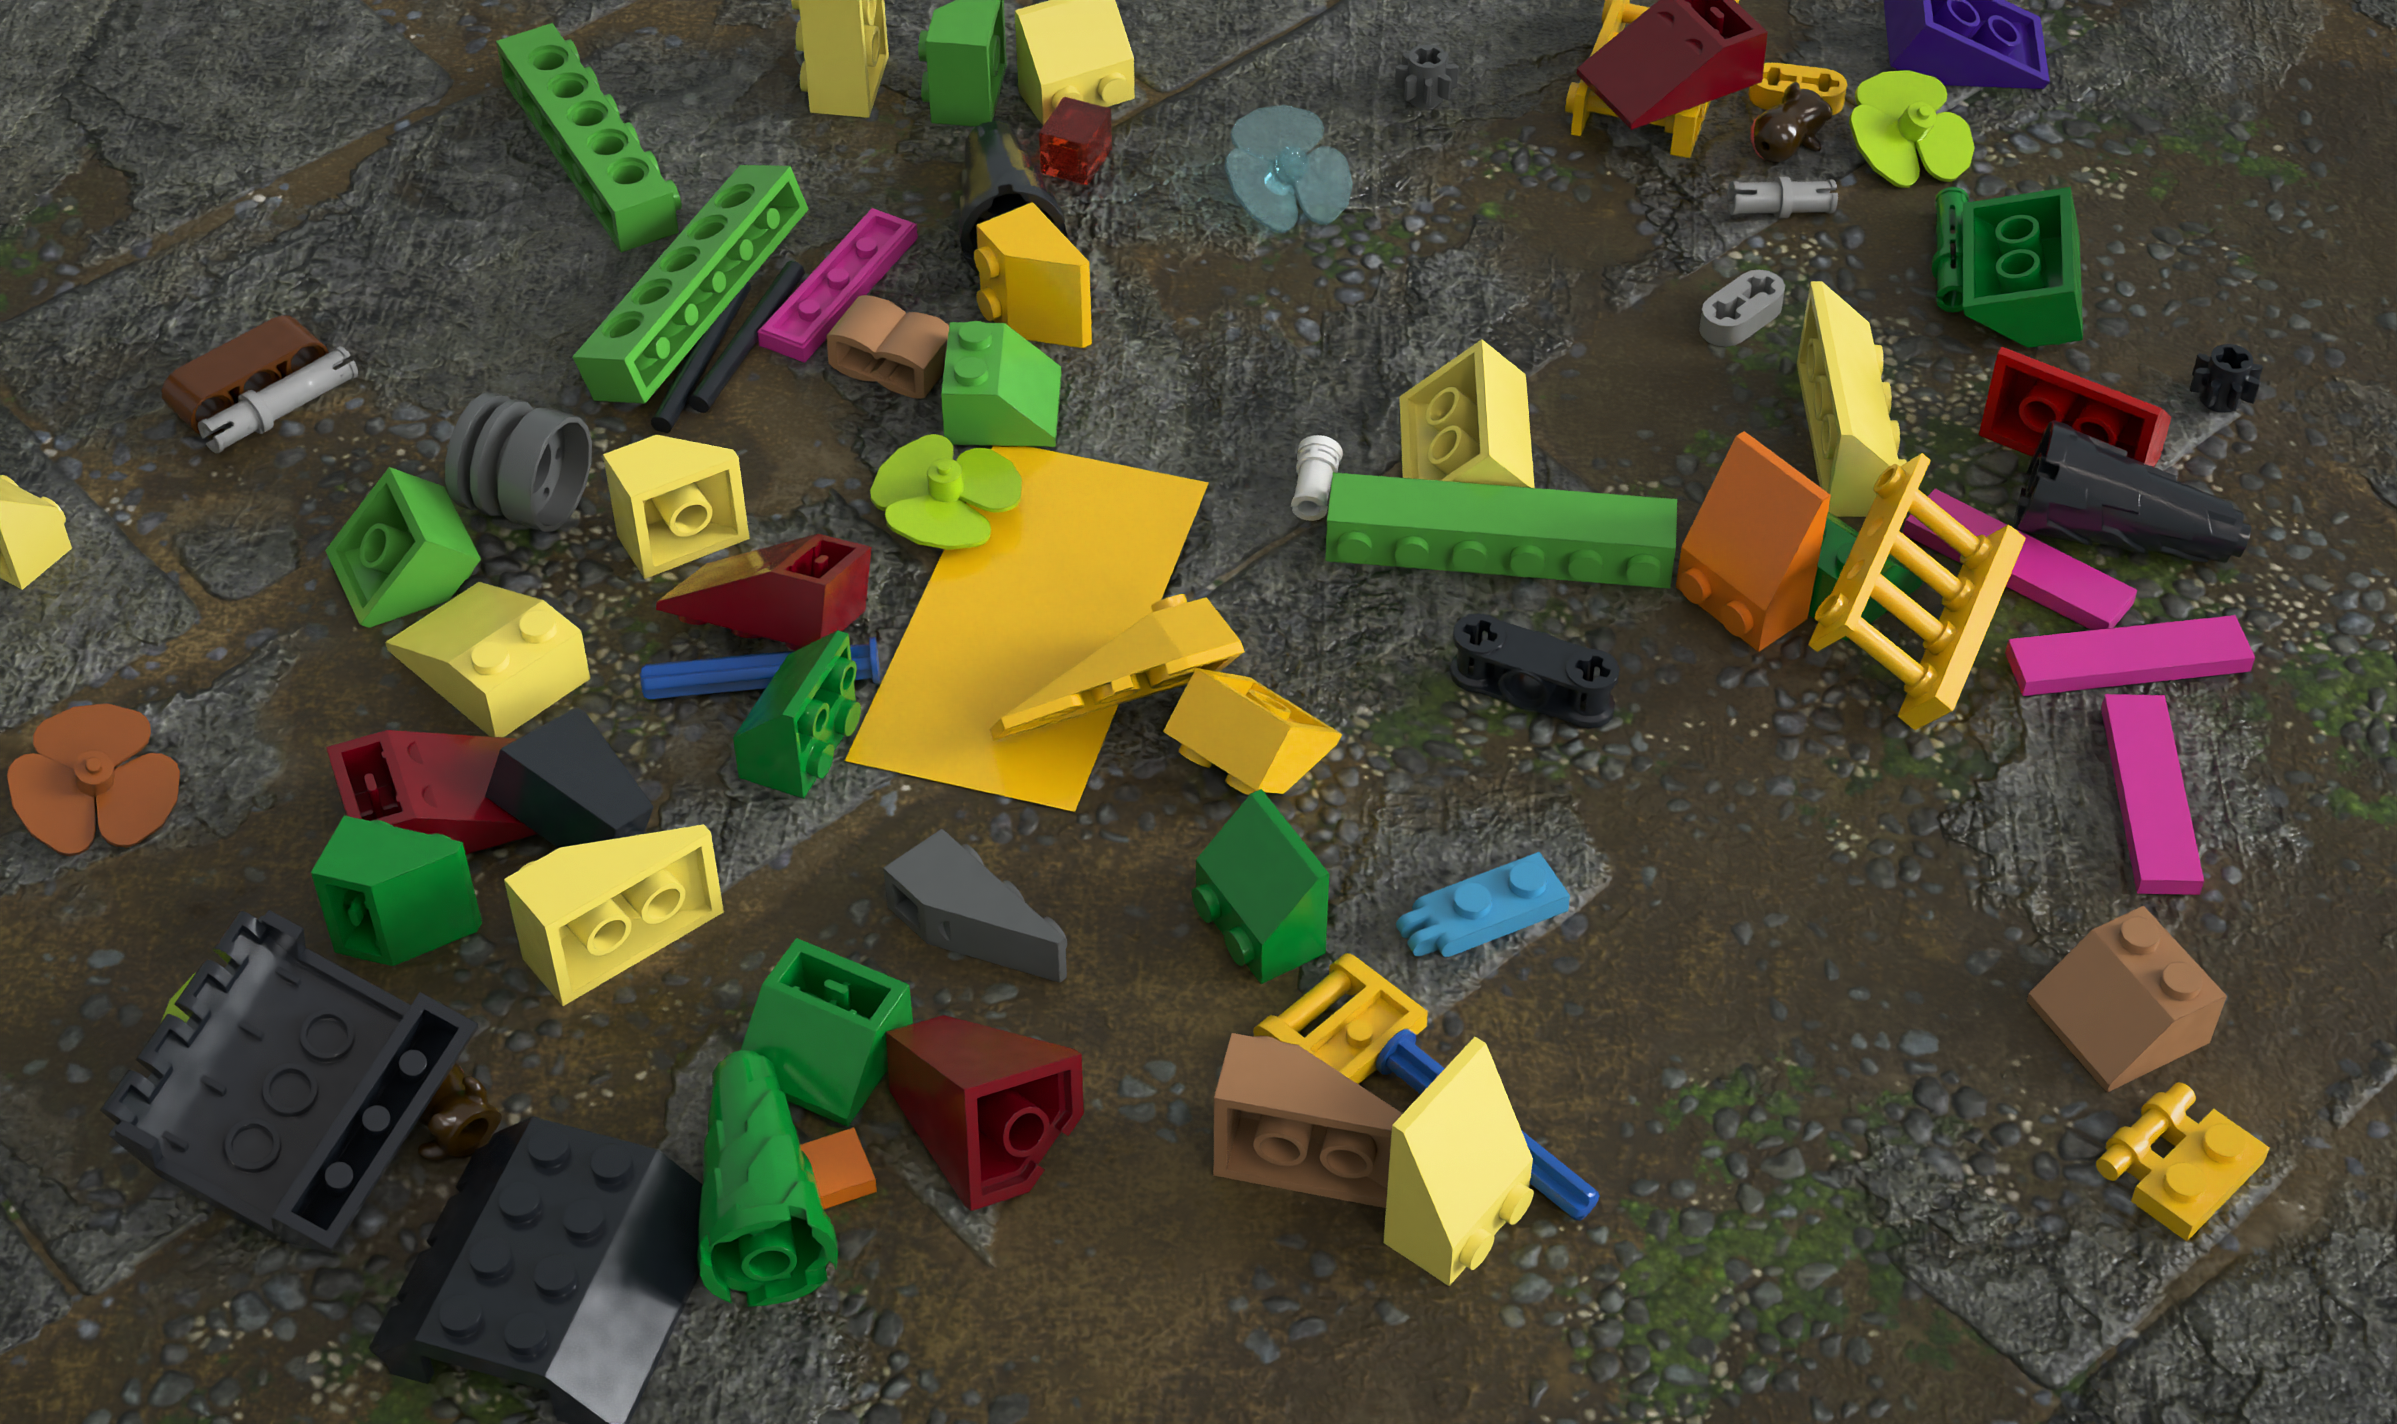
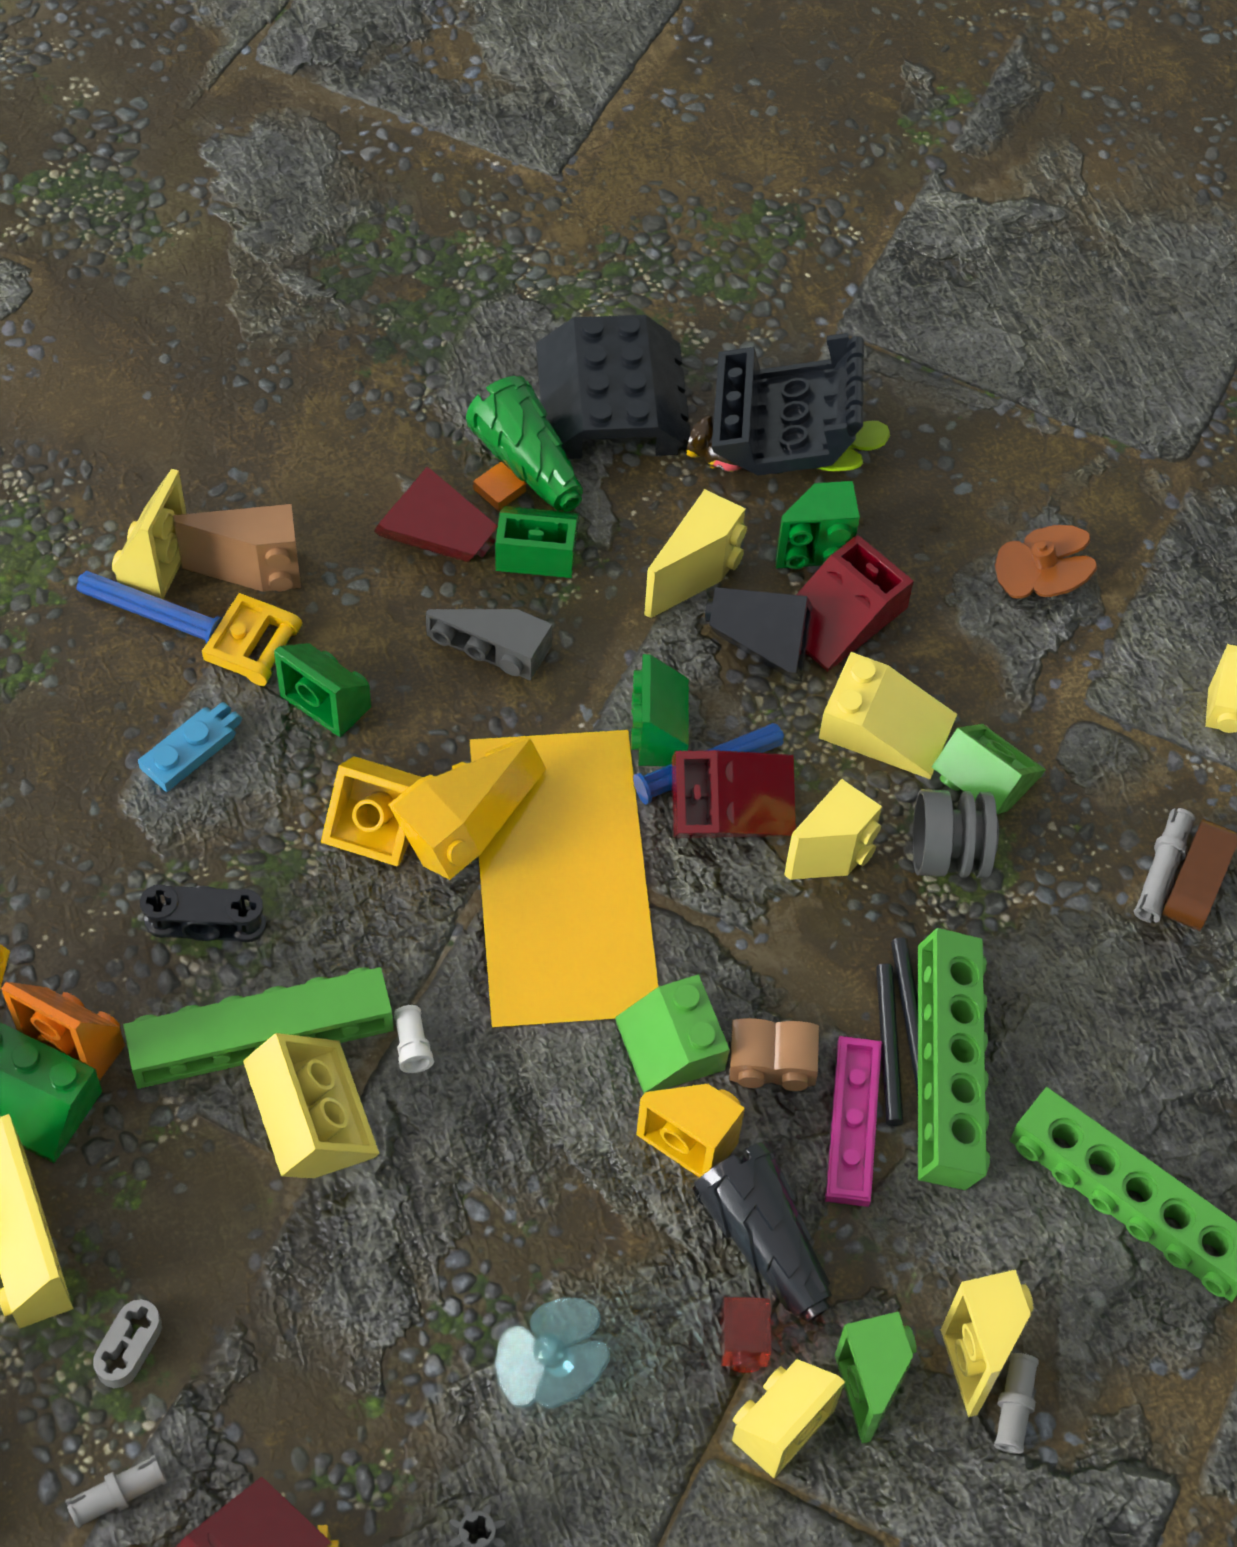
camera: 155 degrees right, 10 degrees up
(928, 492) = (653, 928): lime piece -> none

